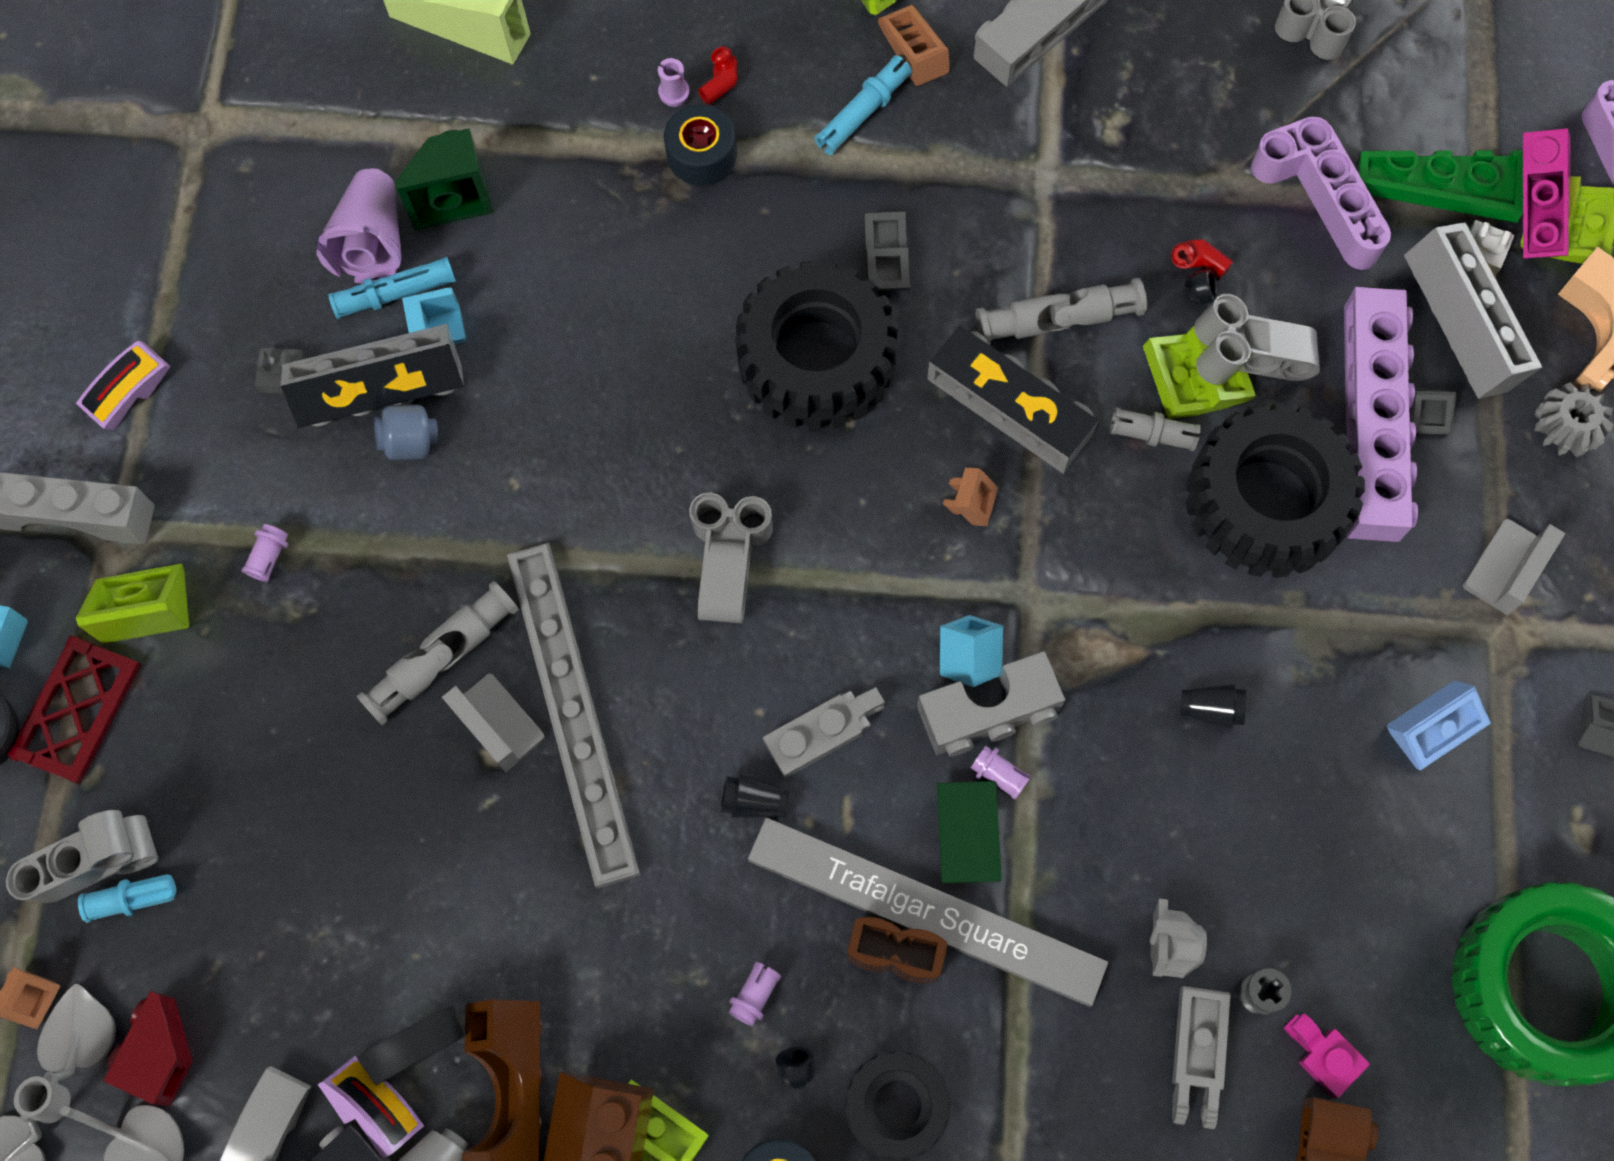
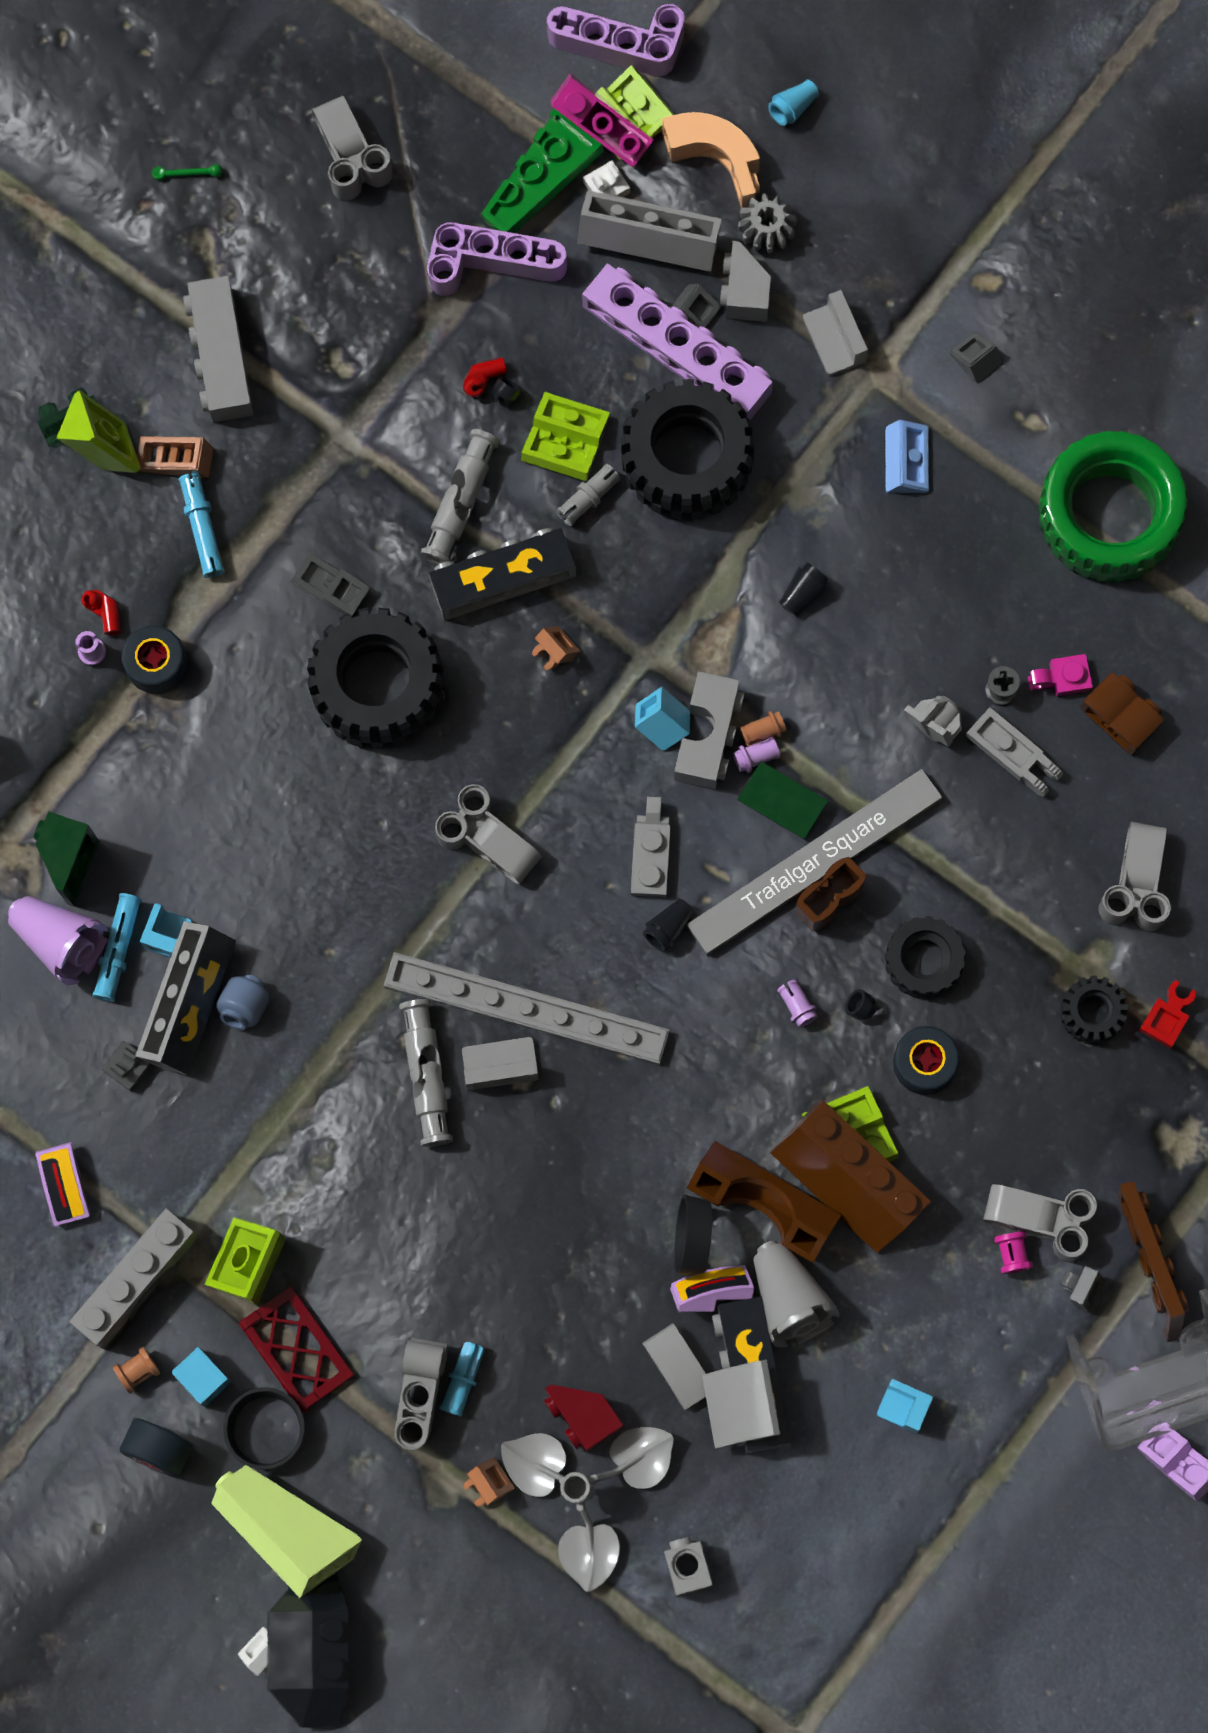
camera: 55 degrees left, 5 degrees up
(265, 552) = (268, 1152): lavender pin -> none
(1033, 761) = (763, 728): none -> nougat pin
(1253, 344) = (574, 390): light grey piece -> none
(1490, 444) = (748, 286): none -> light grey slope

